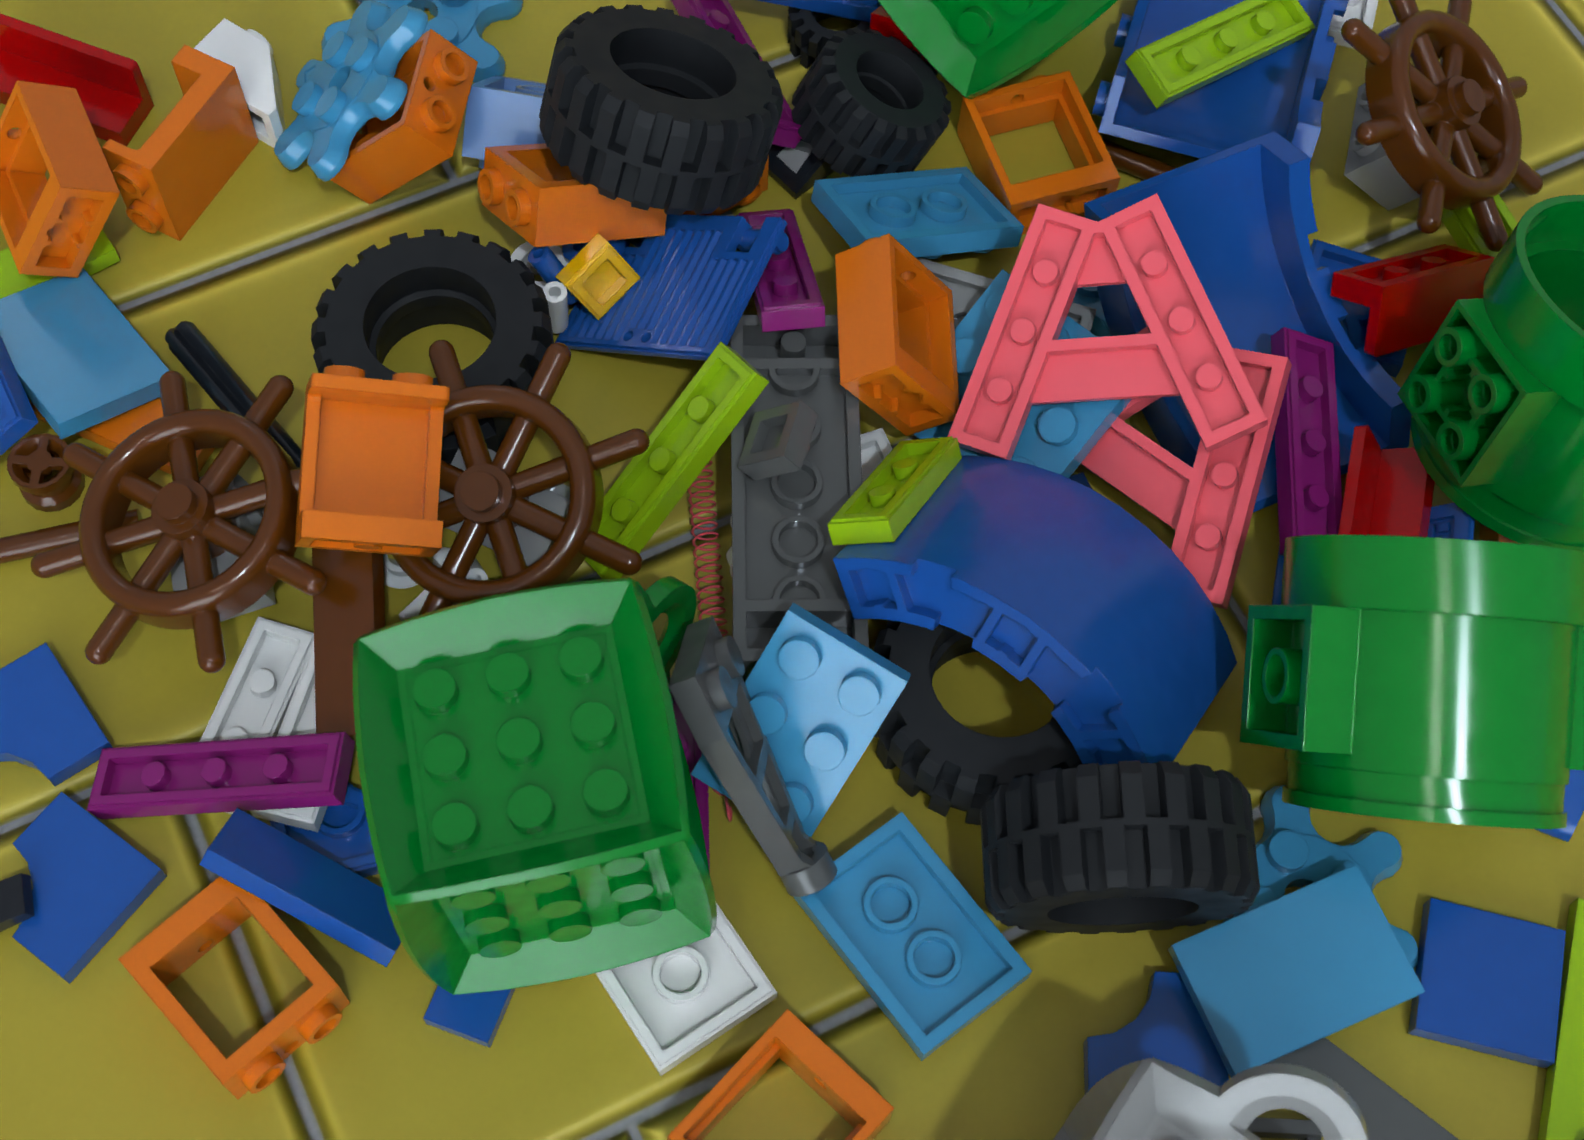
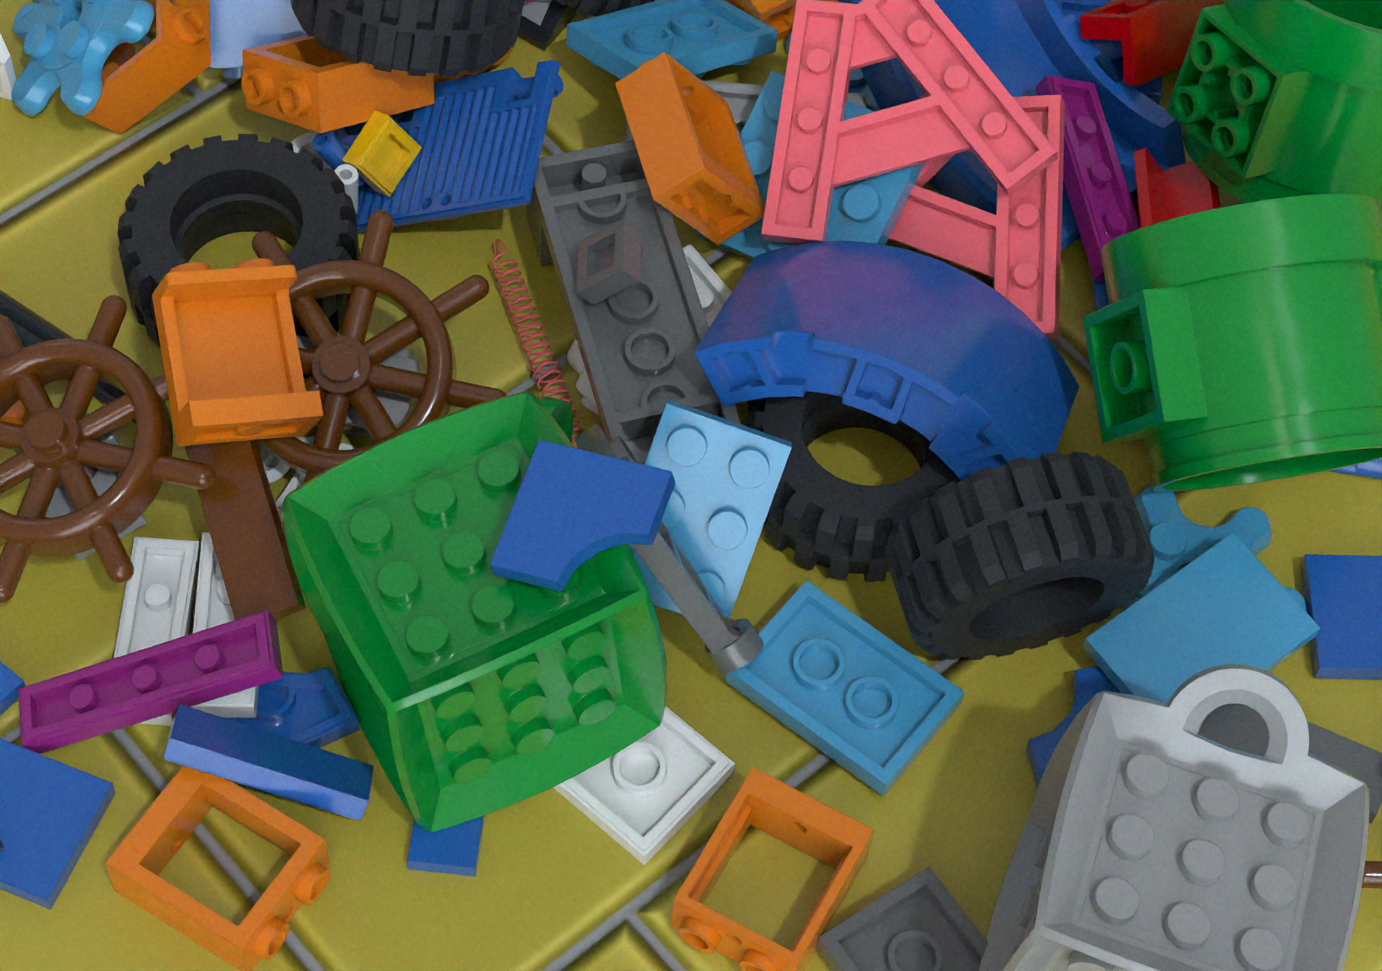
camera: 15 degrees left, 5 degrees down
(635, 727) = (574, 508): none -> blue tile
(678, 450) = (517, 284): lime tile -> none
(787, 290) = (575, 127): magenta tile -> none
(895, 491) = (730, 286): lime tile -> none

